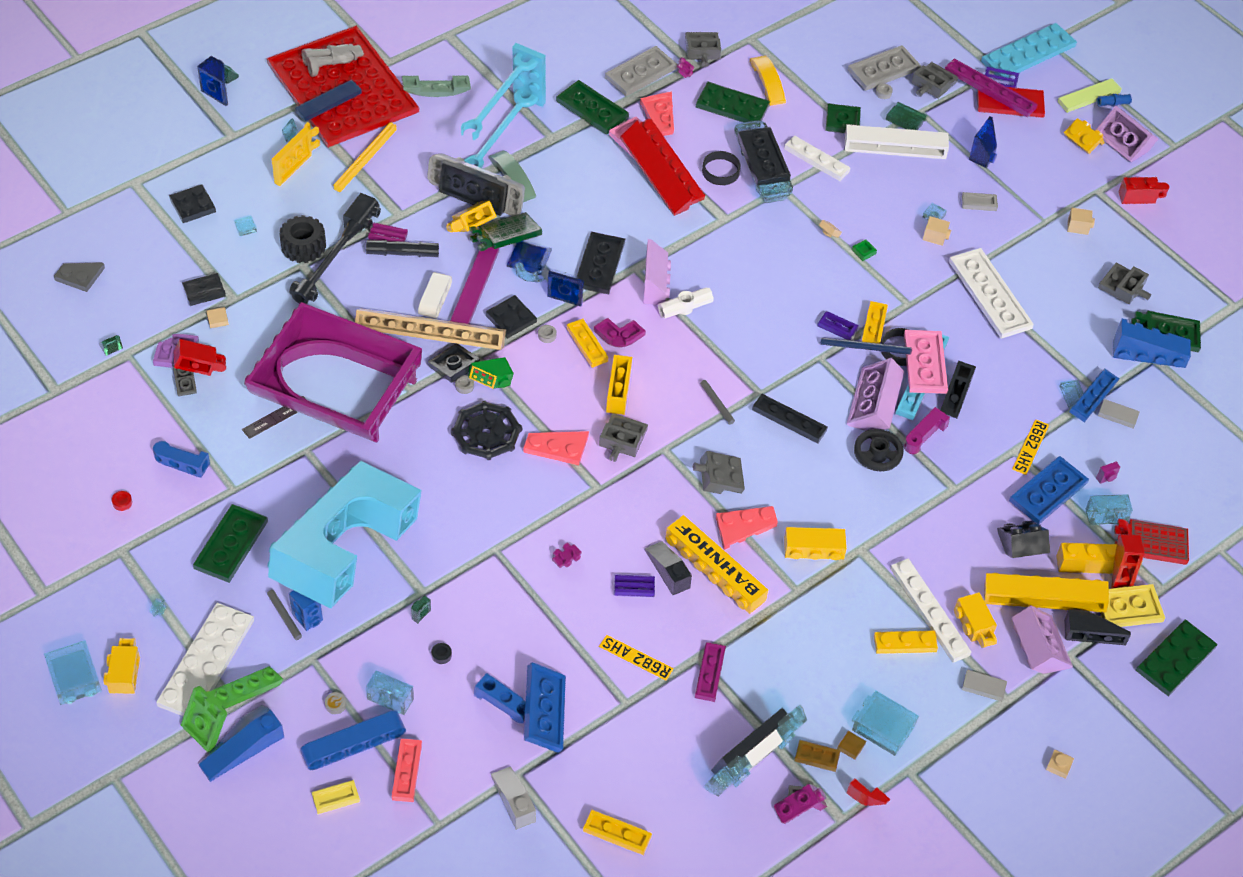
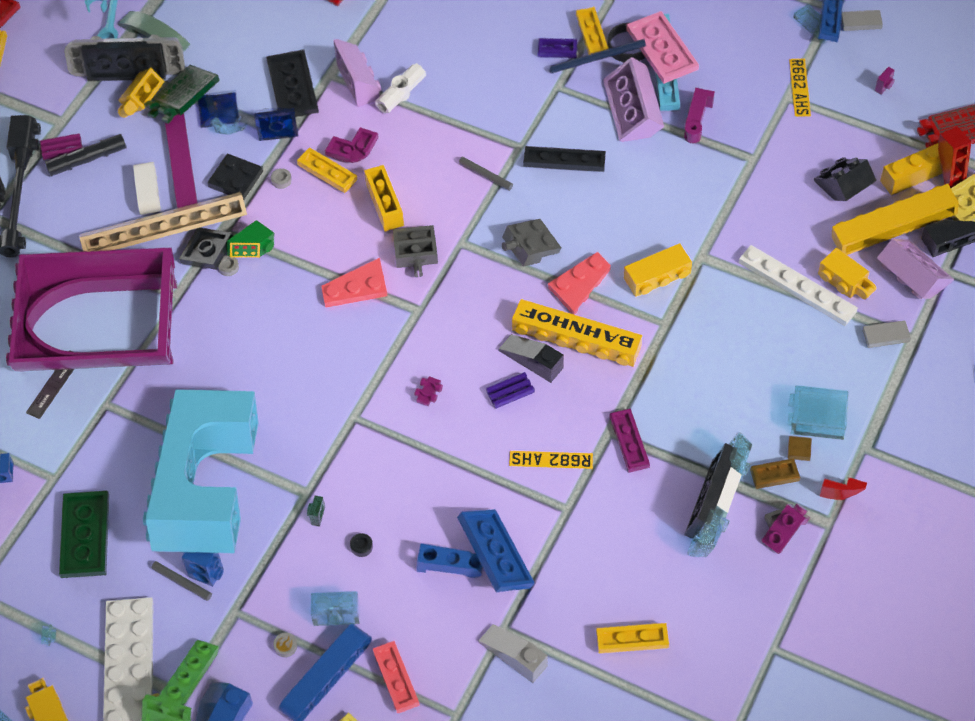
camera: 20 degrees left, 5 degrees up
(486, 421) = (277, 291): black plate -> none
(879, 450) = (665, 152): black wheel -> none
(905, 642) = (792, 326): yellow plate -> none
(958, 389) = (705, 54): black slope -> none
(1049, 490) = (840, 121): blue plate -> none
(1108, 509) = (905, 115): clear light blue brick -> none

